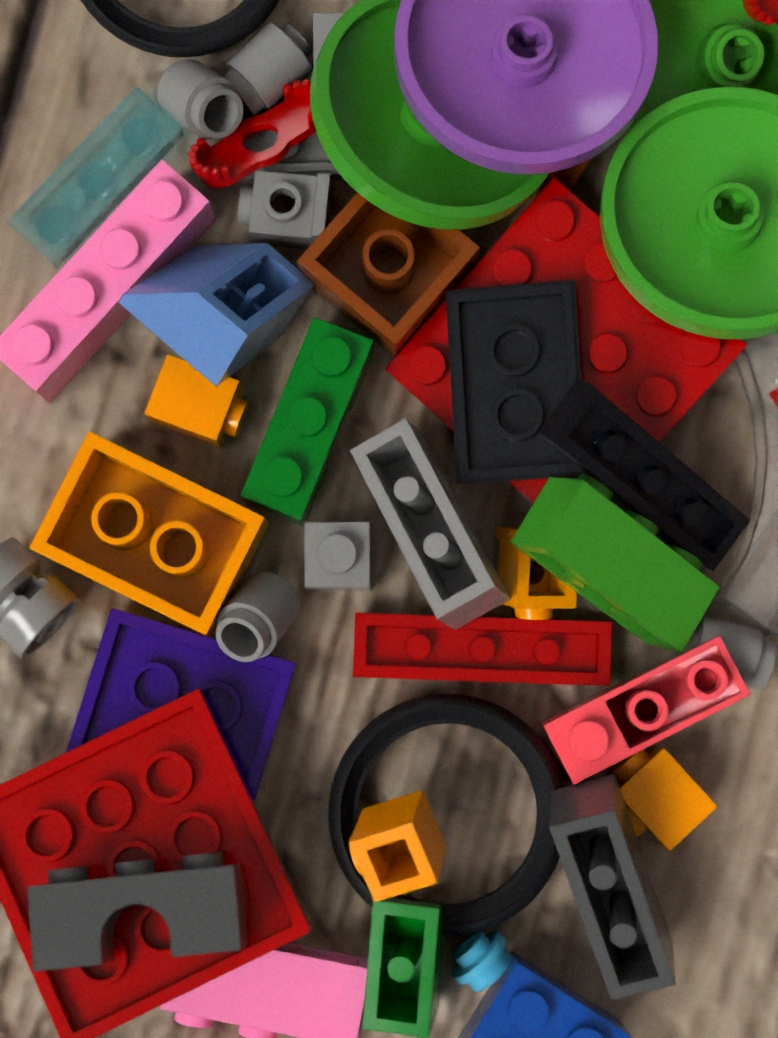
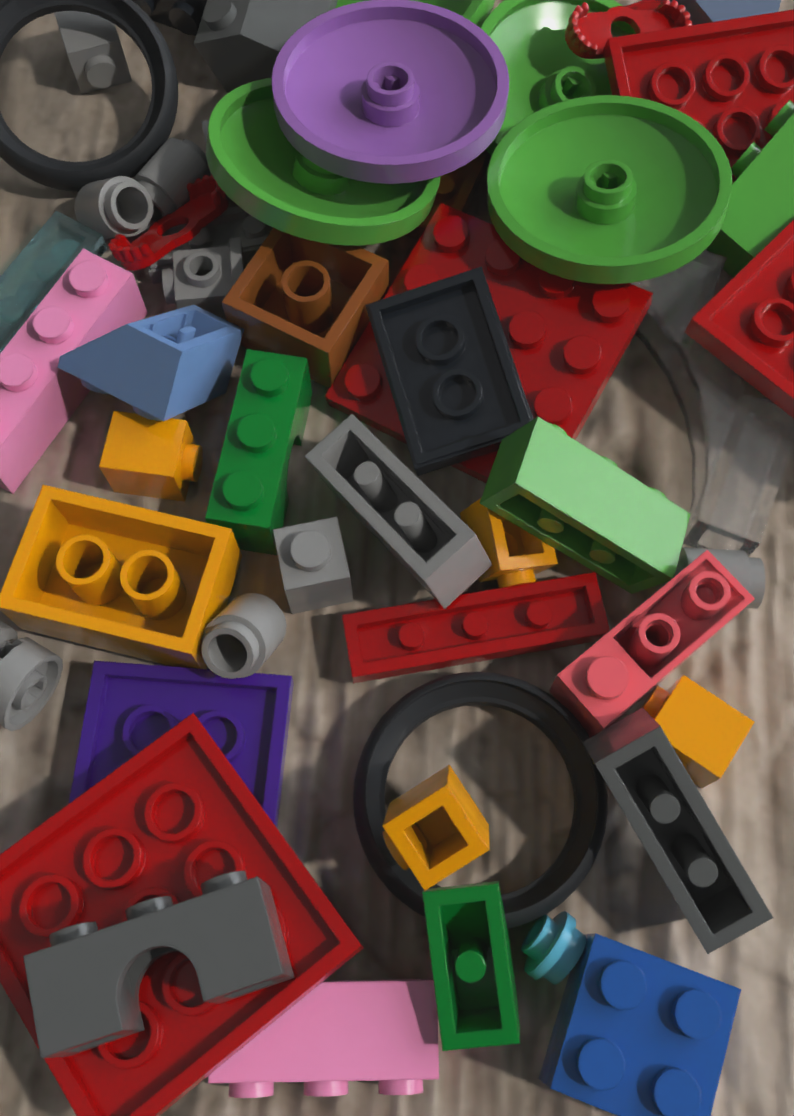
camera: 10 degrees left, 15 degrees down
(643, 473) = (560, 391): black plate -> none

